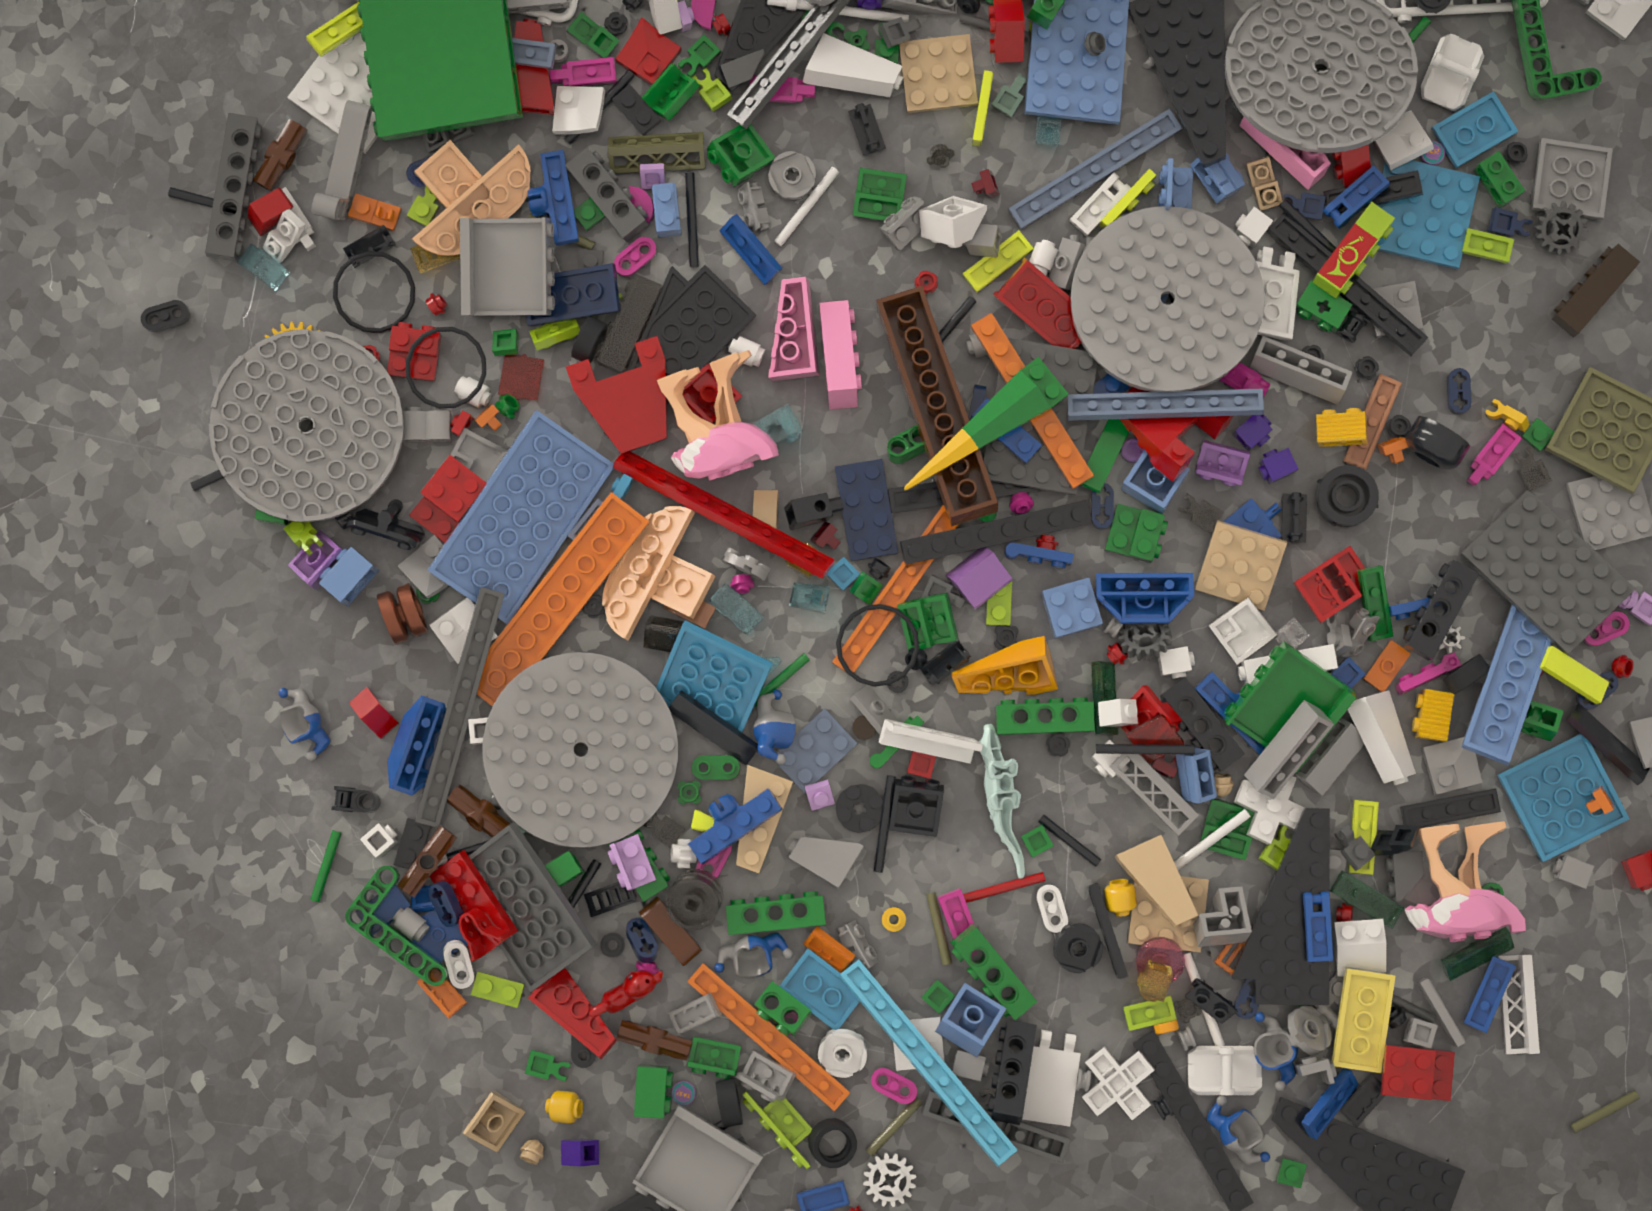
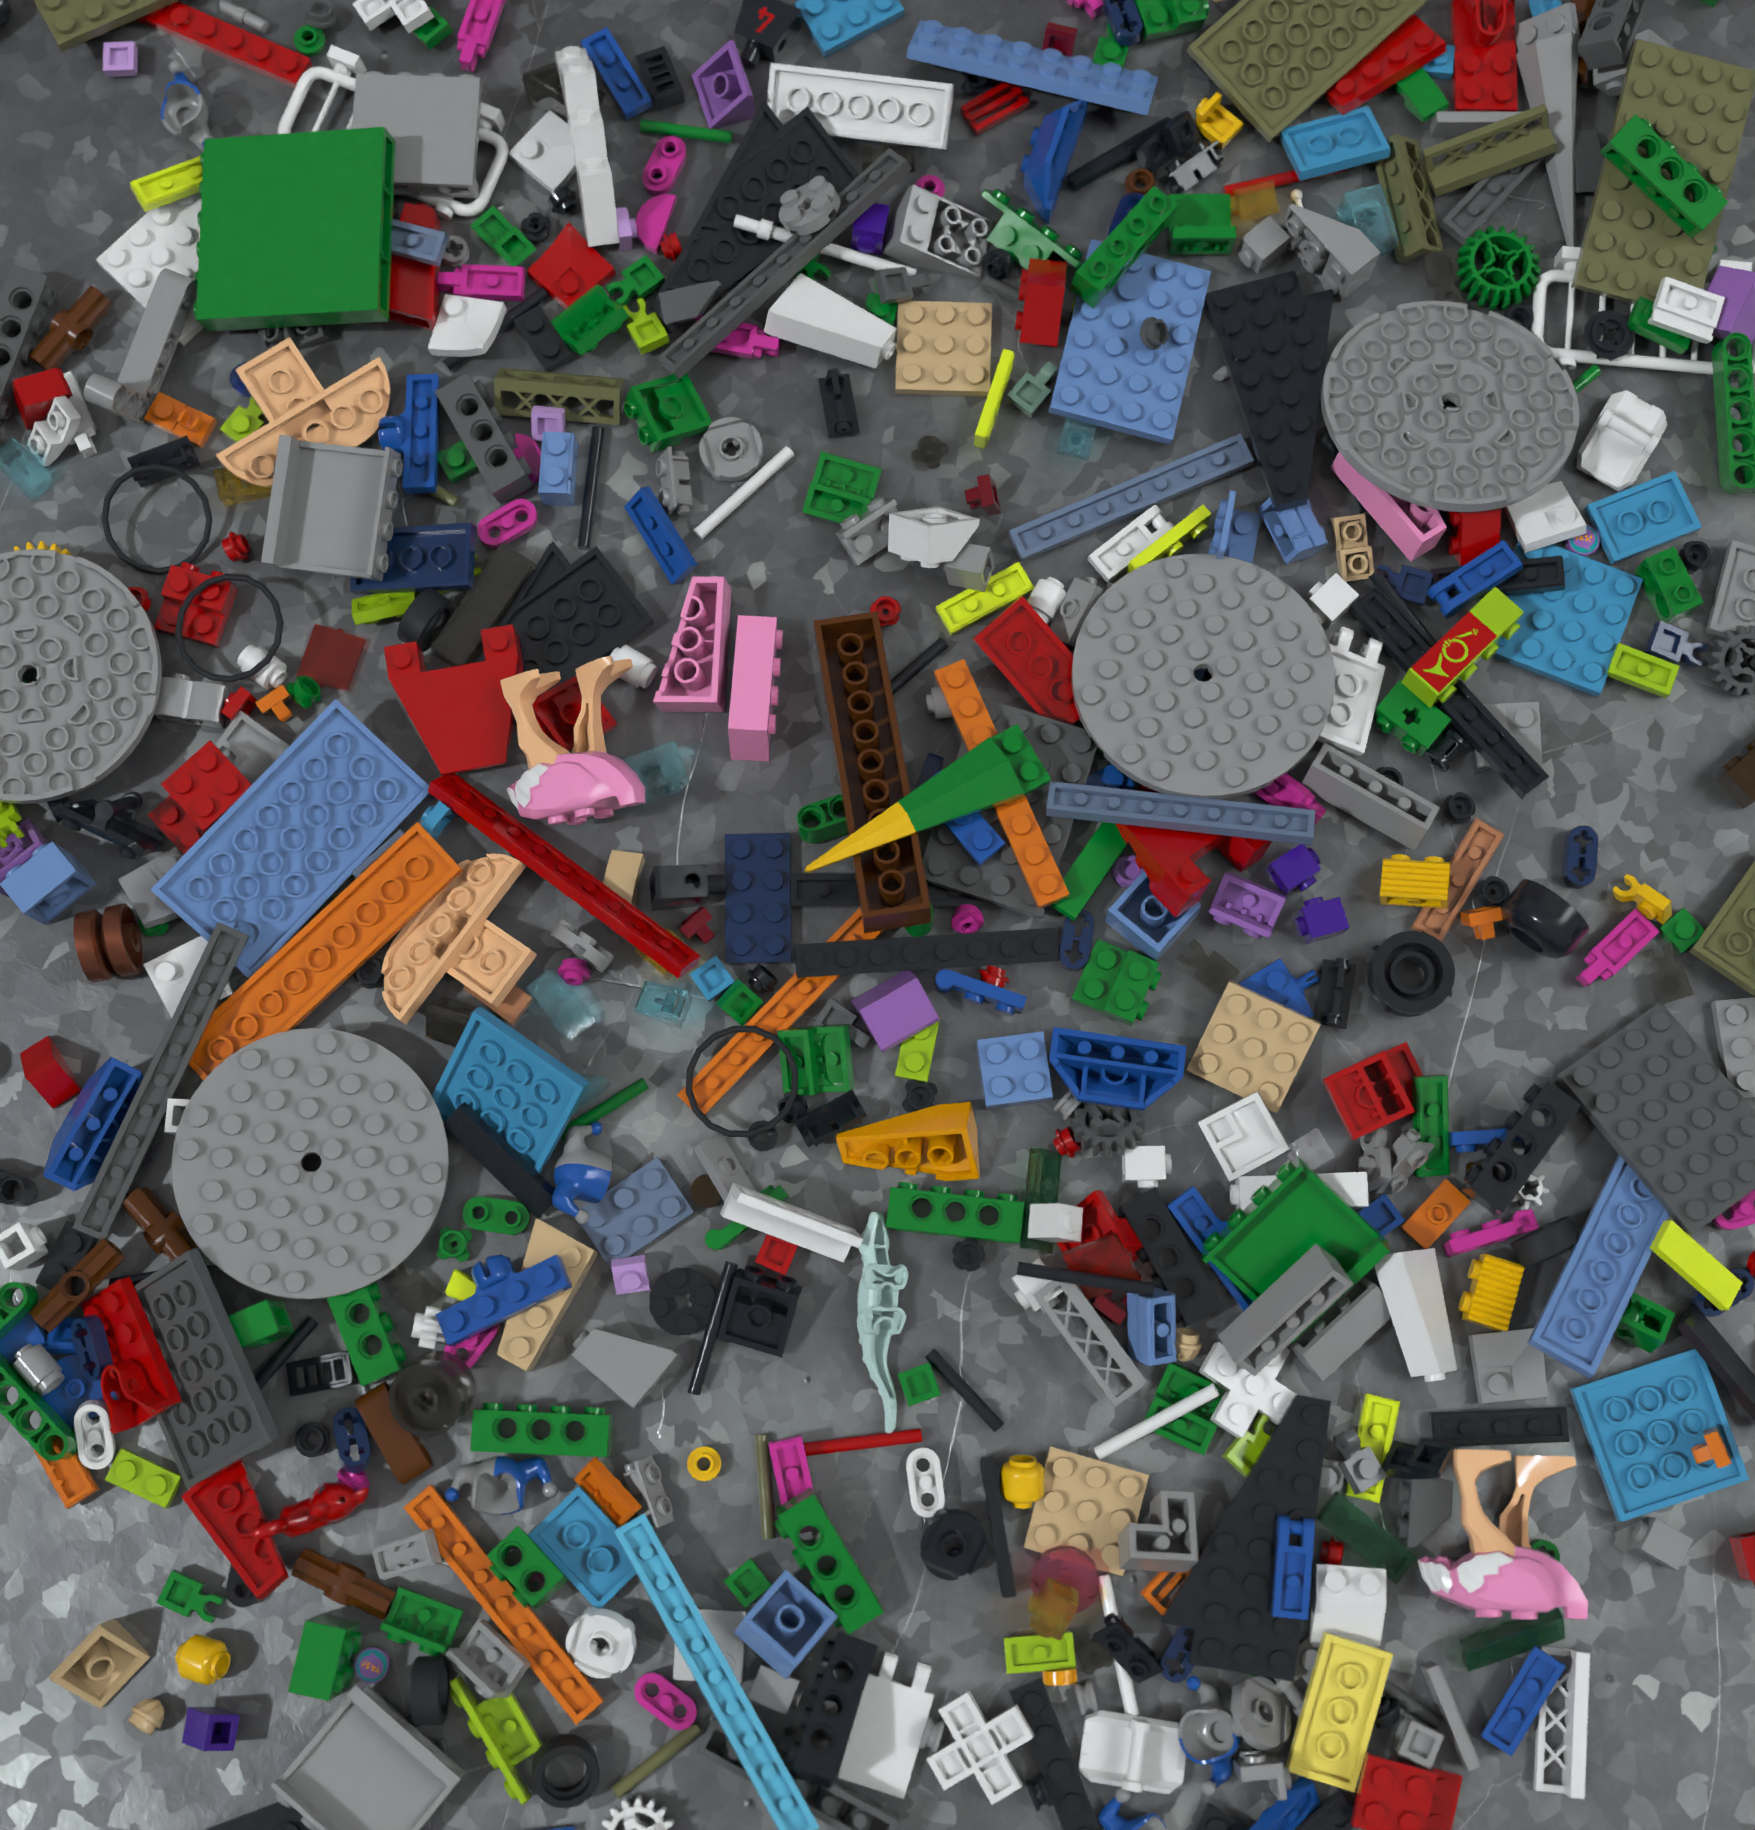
camera: 10 degrees right, 5 degrees down
(505, 342) = (317, 608): green plate -> none
(632, 863) = (352, 1330): lavender bracket -> none
(861, 36) = (849, 285): green plate -> none
(1159, 879) = (1078, 1461): tan slope -> none

